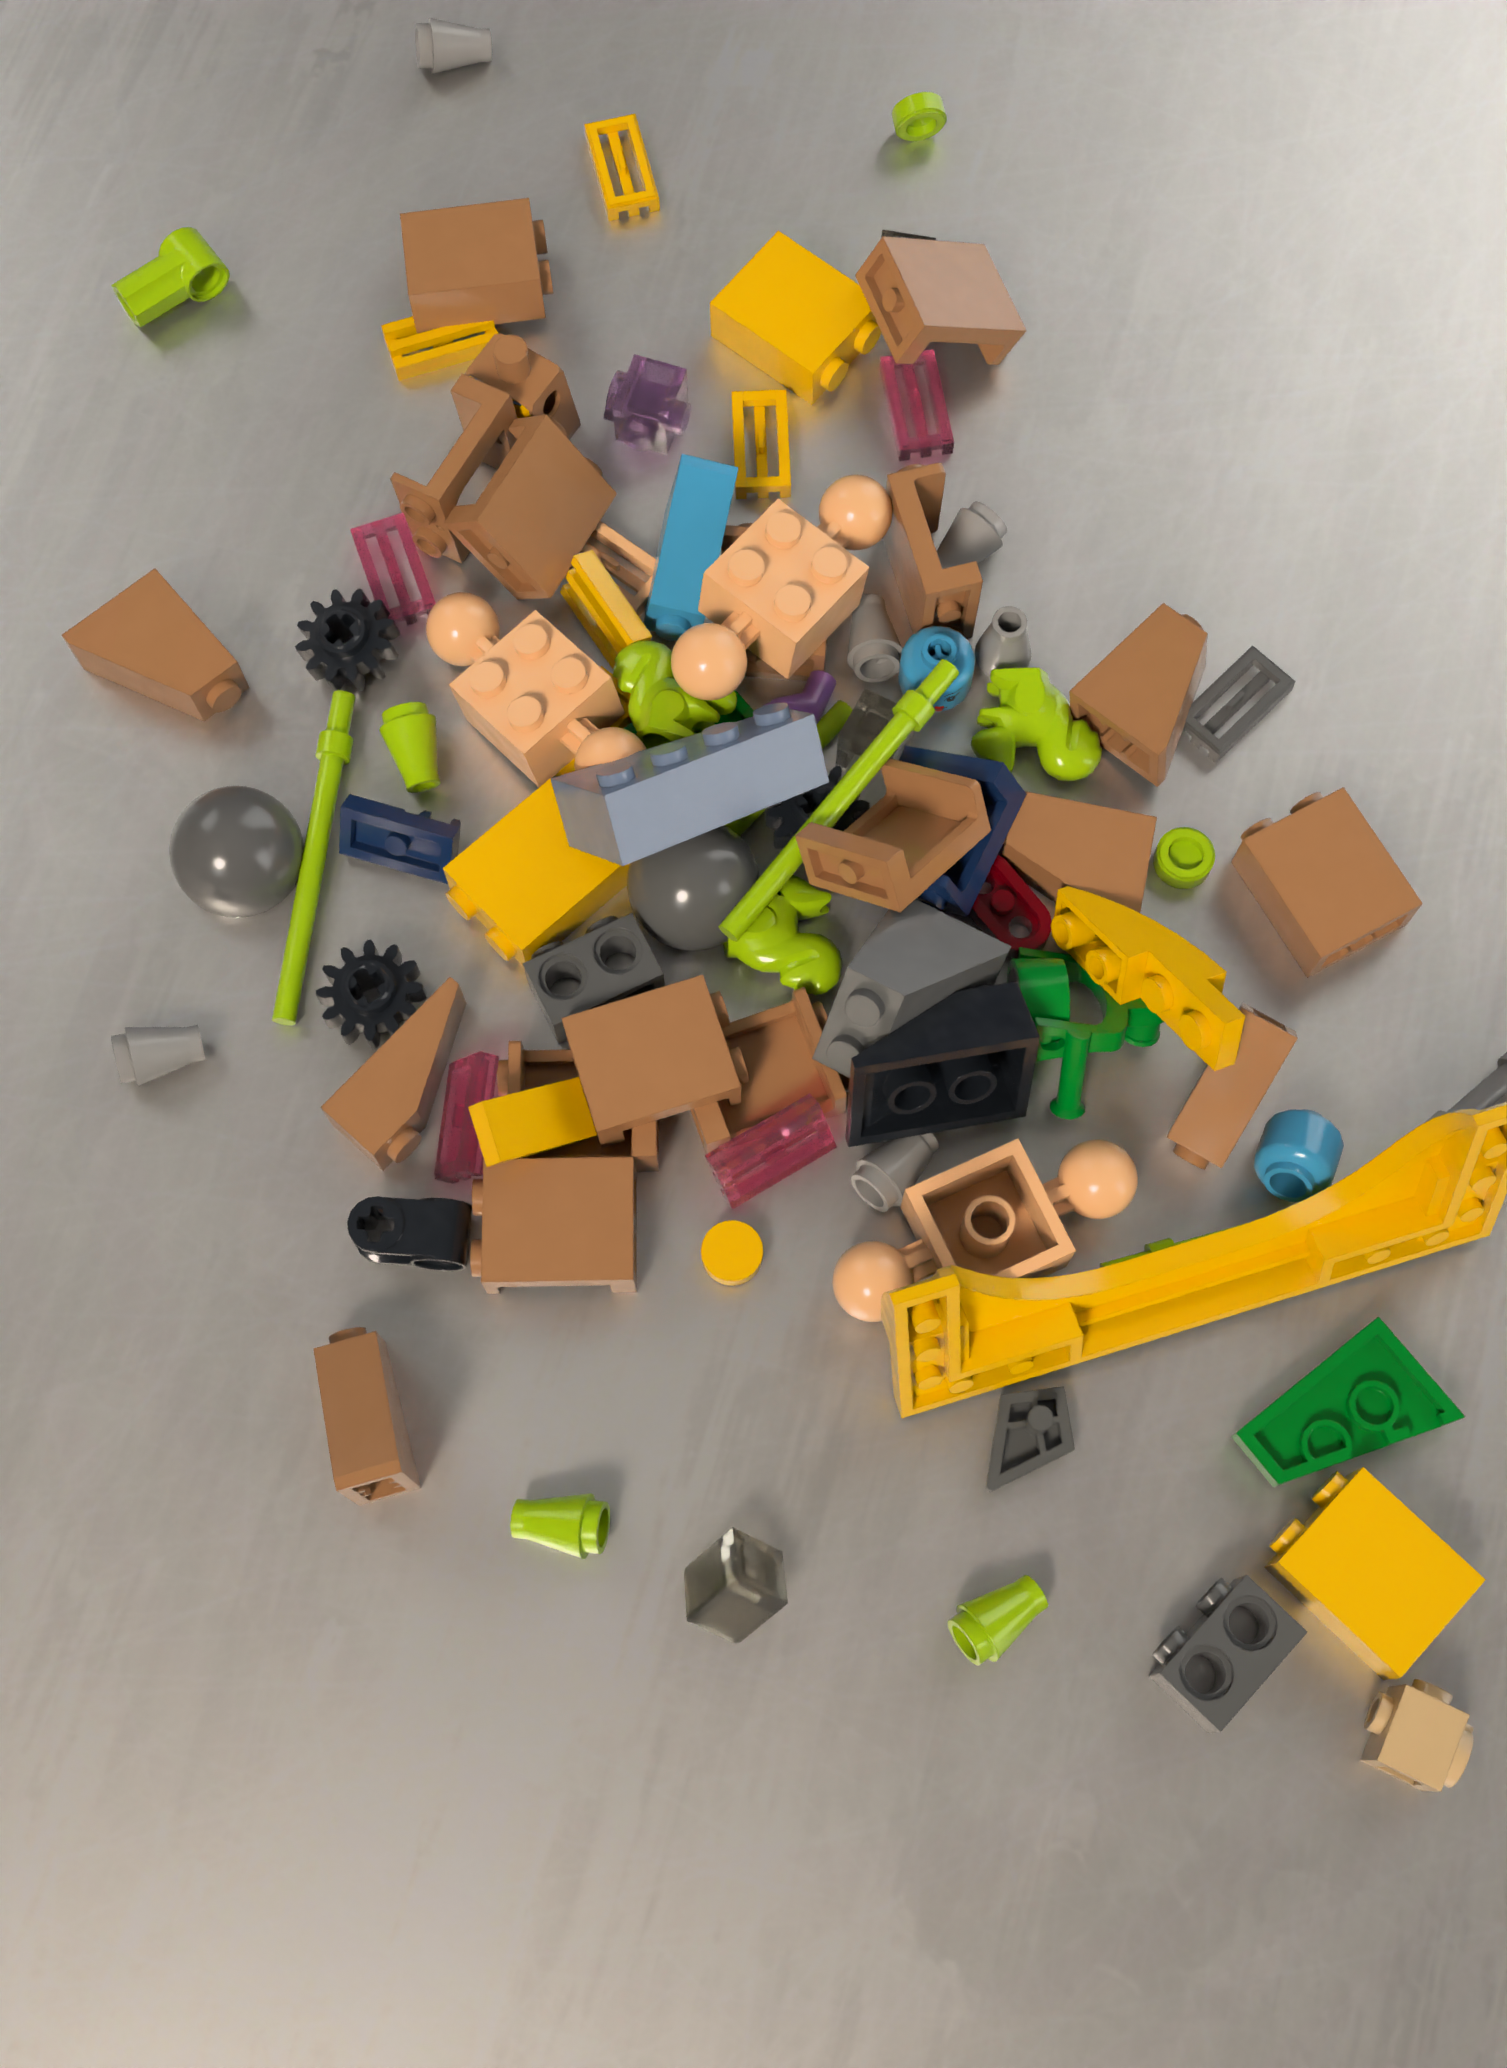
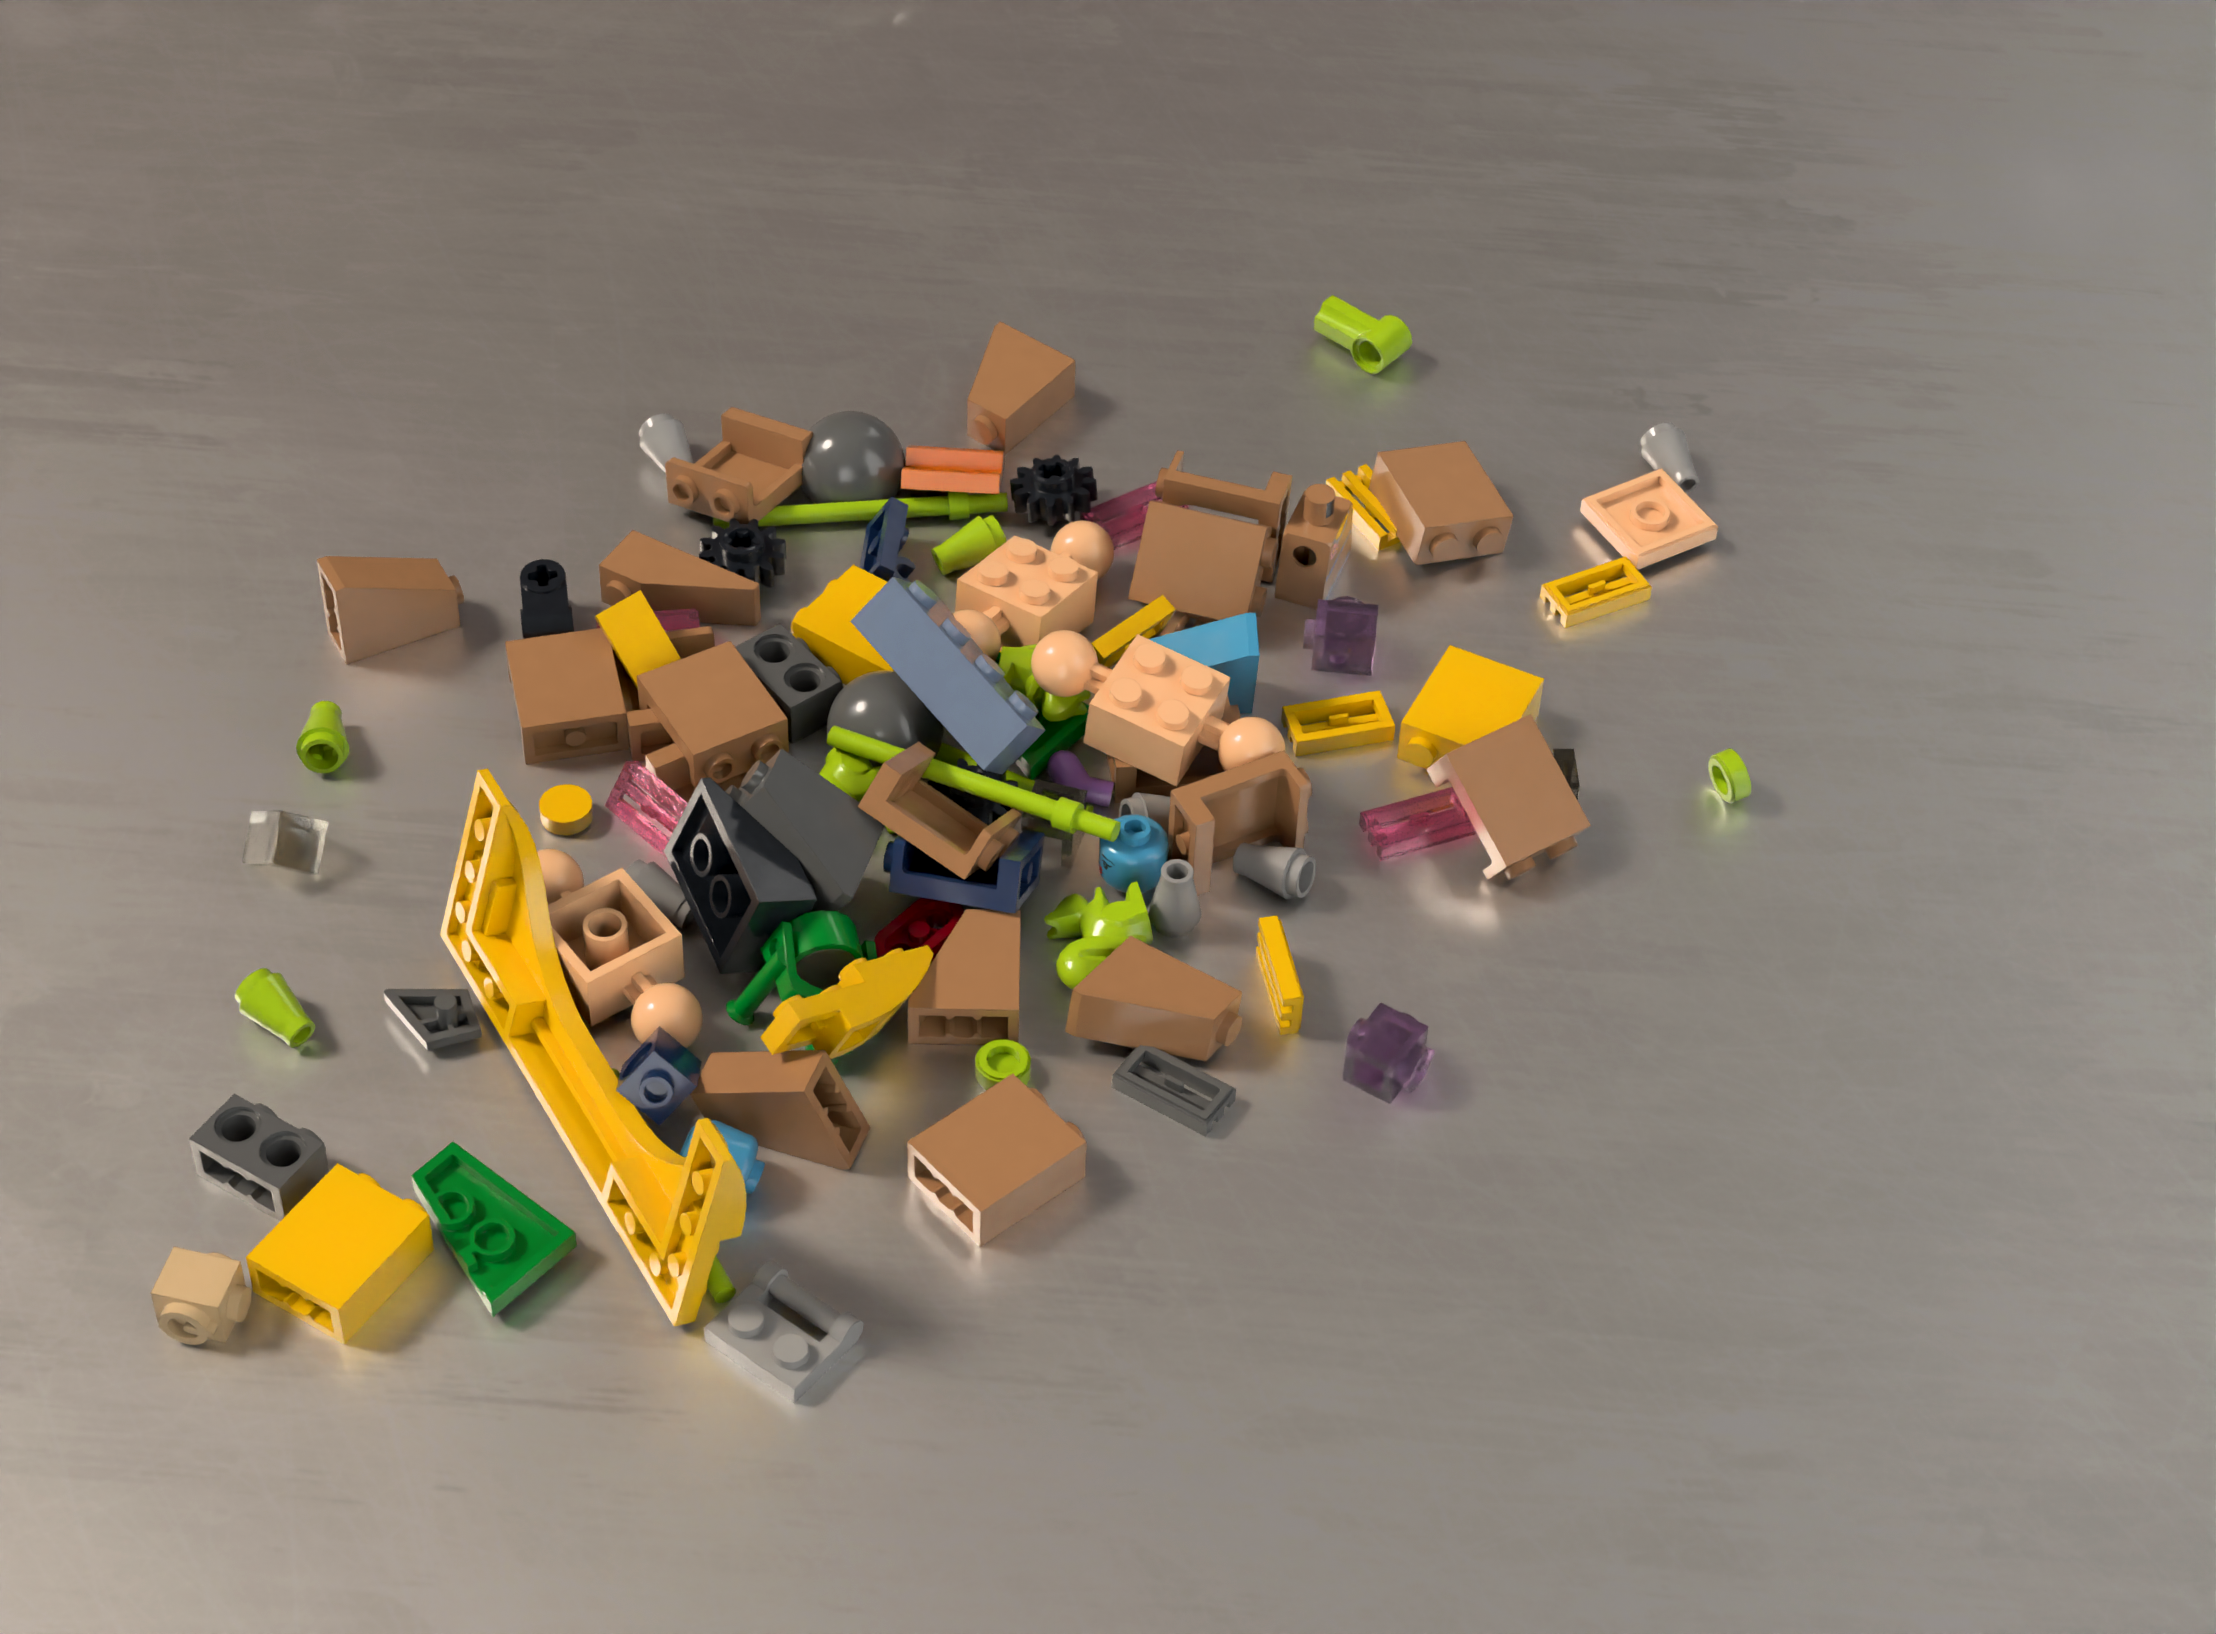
camera: 75 degrees right, 25 degrees down
(228, 971) = (745, 472): none -> medium nougat panel
(283, 738) = (953, 469): none -> orange slope
(535, 89) = (1649, 519): none -> light nougat plate
(1118, 571) = (1279, 975): none -> yellow tile
(1193, 1196) = (659, 1076): none -> dark blue brick
(1235, 498) = (1387, 1053): none -> clear purple brick

